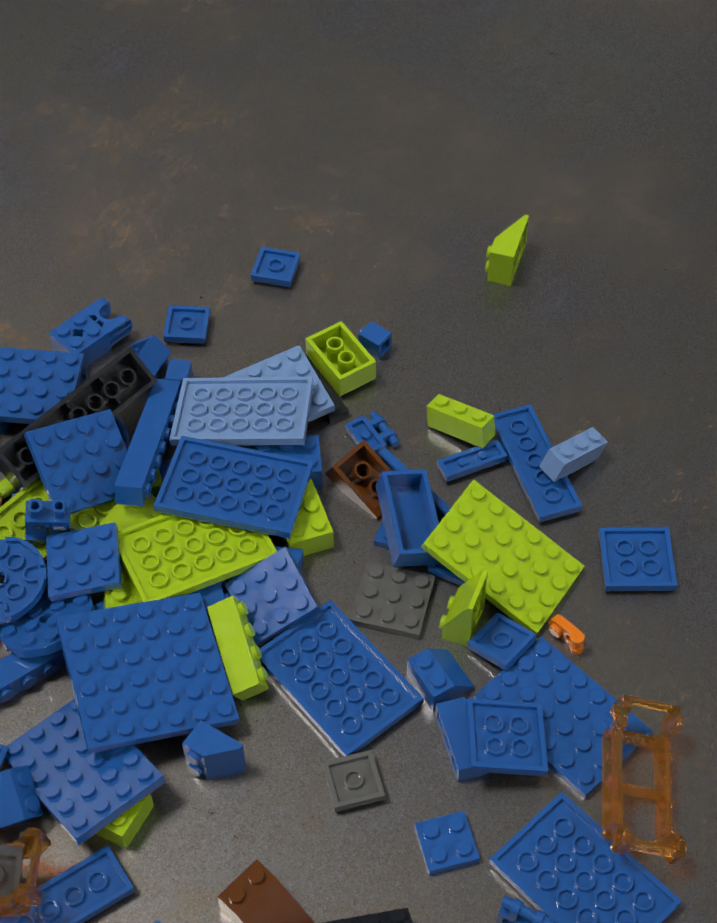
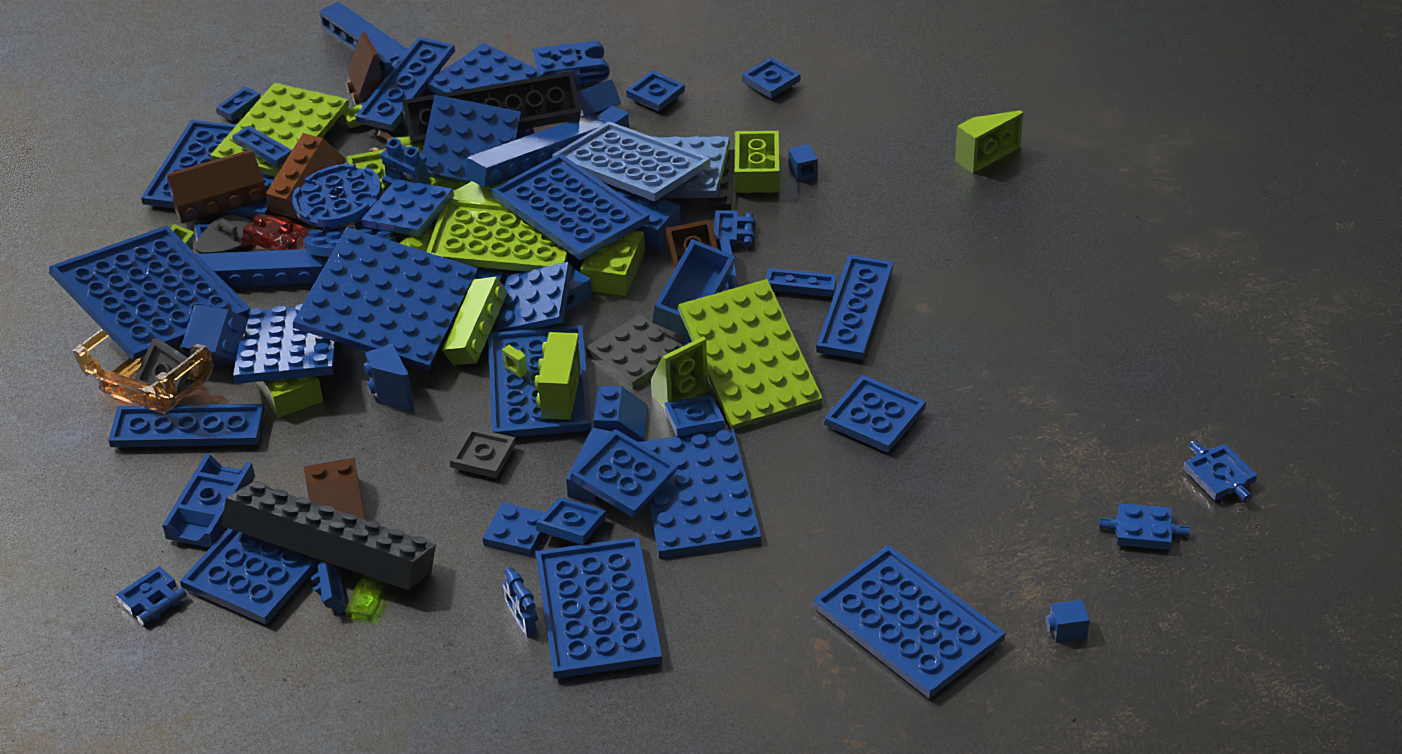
camera: 35 degrees right, 10 degrees down
(312, 672) = (514, 361): none -> lime plate
(372, 669) = (558, 375): none -> lime brick
(460, 420) = (814, 246): lime brick -> none
(492, 808) = (570, 520): none -> blue plate
(567, 632) = (756, 436): orange plate -> none
(573, 454) = (888, 309): medium blue brick -> none
(667, 843) = (645, 574): clear orange windscreen -> none

